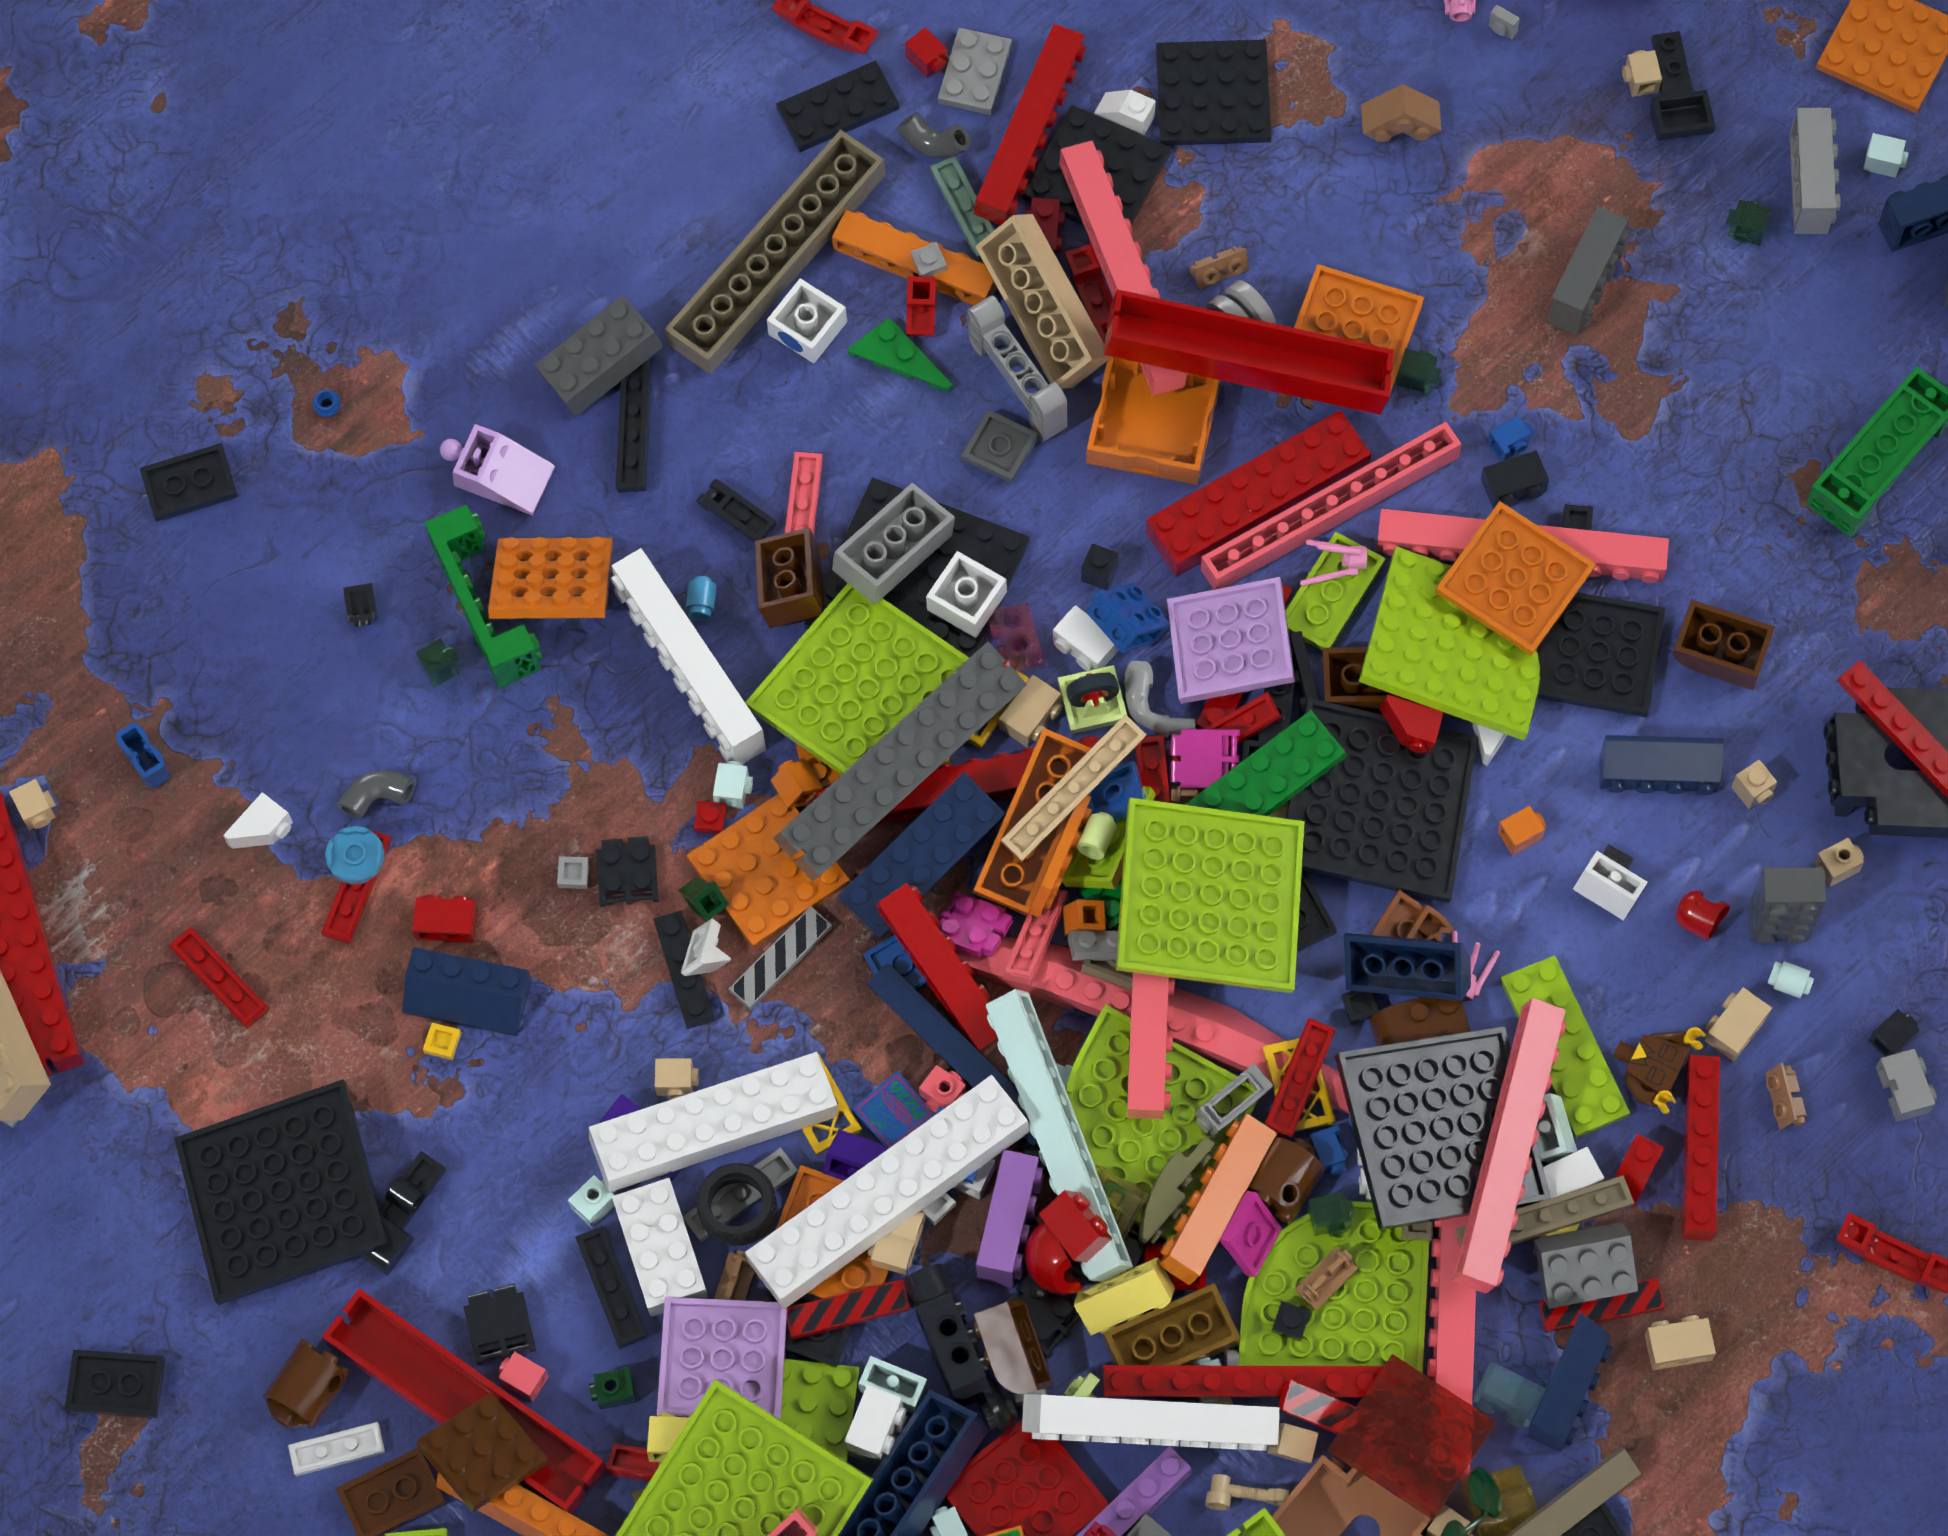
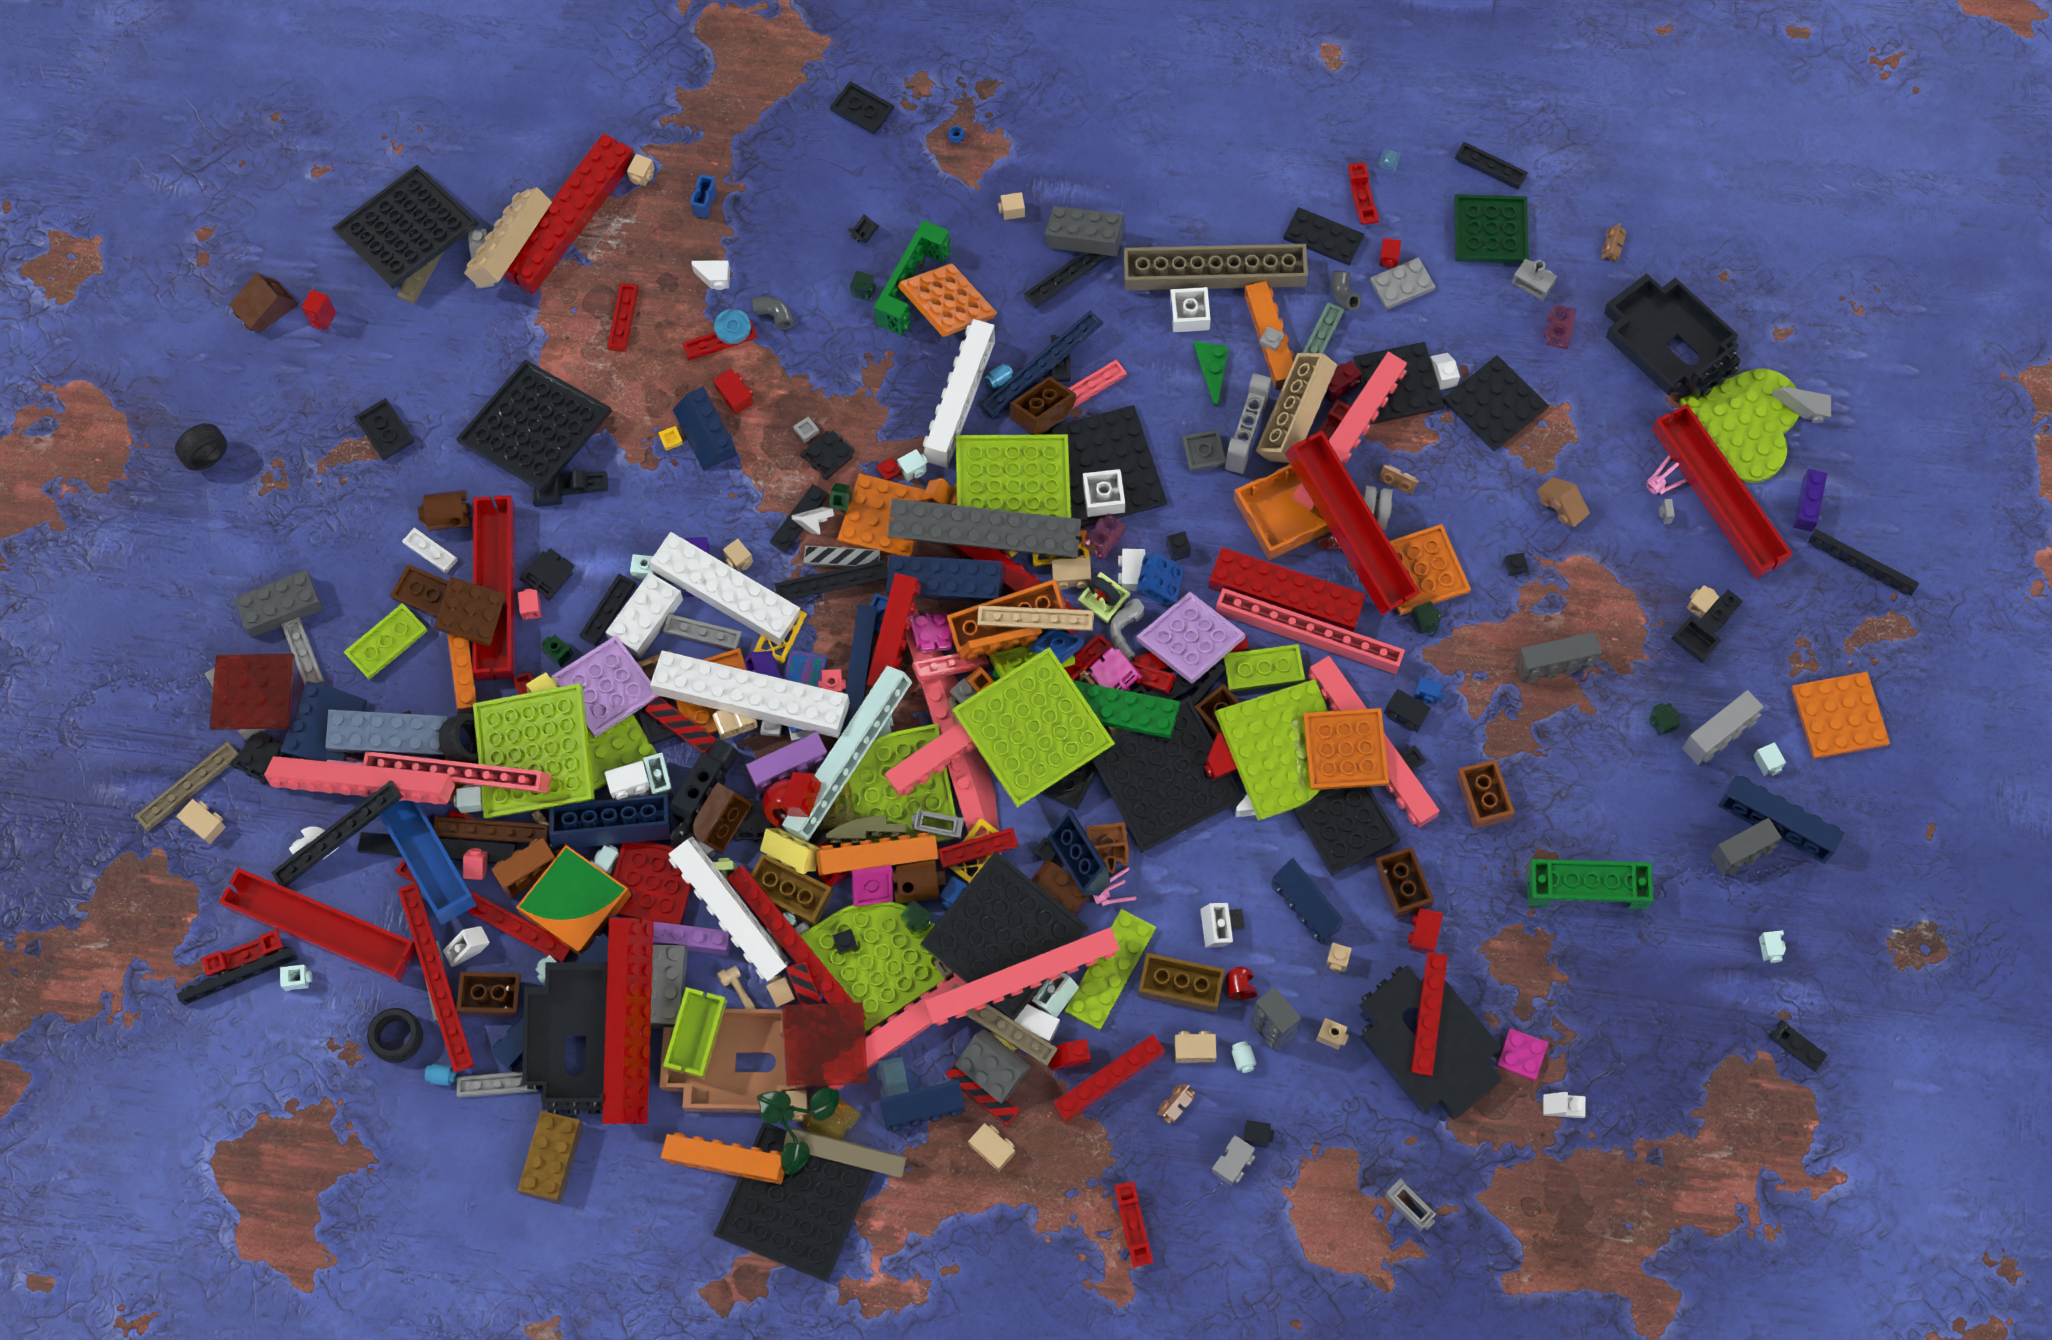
camera: 50 degrees right, 0 degrees up
(485, 410) = (1012, 206): none -> tan brick
(505, 475) = (987, 234): lavender slope -> none
(727, 1175) = (686, 614): black tyre -> none
(729, 538) = (1042, 364): none -> dark blue tile
(805, 989) = (832, 580): none -> black plate
(893, 543) = (1099, 437): light grey brick -> none
(921, 306) = (1249, 354): red brick -> none
(1029, 124) = (1393, 329): red brick -> none
(1097, 835) = (1023, 651): yellowish green brick -> none
(1235, 399) = (1328, 543): none -> clear red arm
(1326, 1278) = (881, 942): medium nougat hinge -> none
(1352, 556) = (1289, 661): bright pink plant -> none
(1430, 227) = (1516, 564): none -> black plate
(1522, 830) = (1212, 859): orange brick -> none
(1649, 977) = (1181, 982): none -> pearl gold brick
(1657, 1064) = (1136, 1022): reddish brown torso -> none
(1686, 476) = (1485, 794): none -> dark orange brick
(1797, 668) = (1425, 931): none -> red brick

